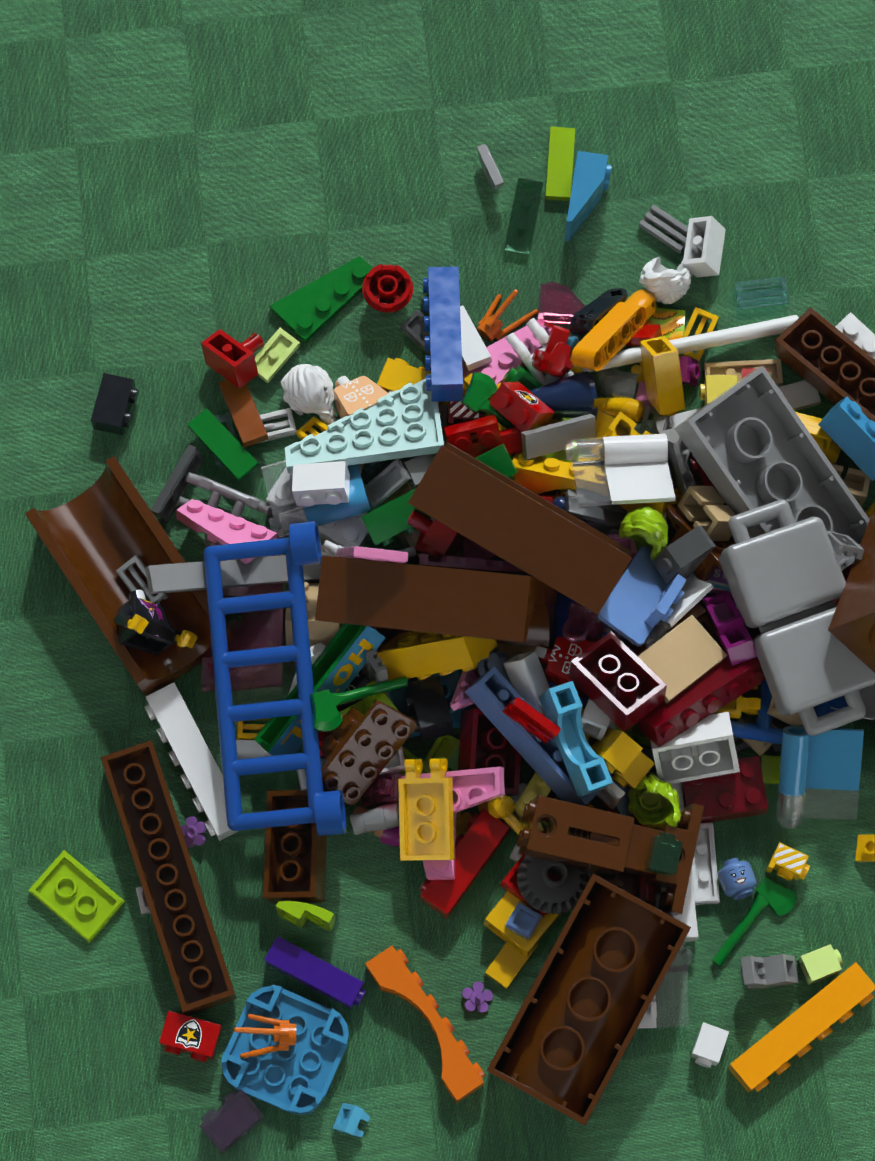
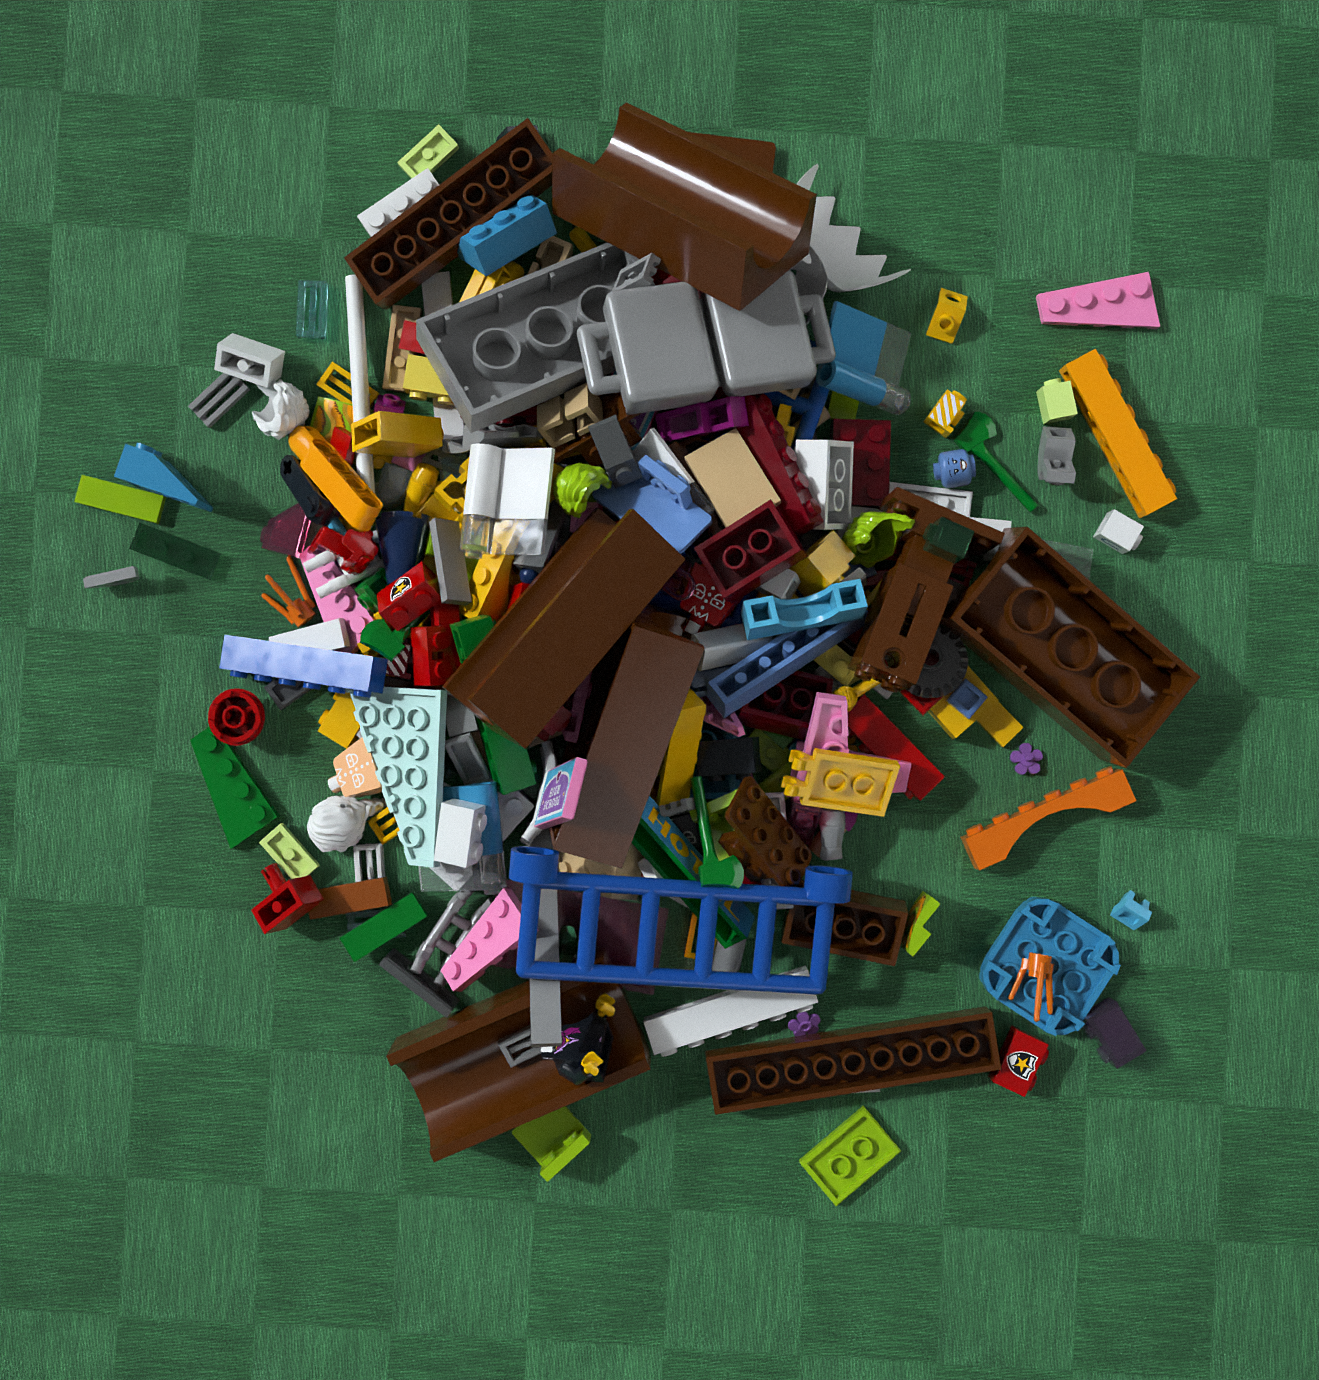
camera: 75 degrees left, 15 degrees up
(56, 622) = (553, 1140): none -> lime bracket
(114, 404) = (315, 1037): black brick -> none
(315, 973) = (976, 922): dark purple brick -> none
(531, 720) = (775, 652): red tile -> none

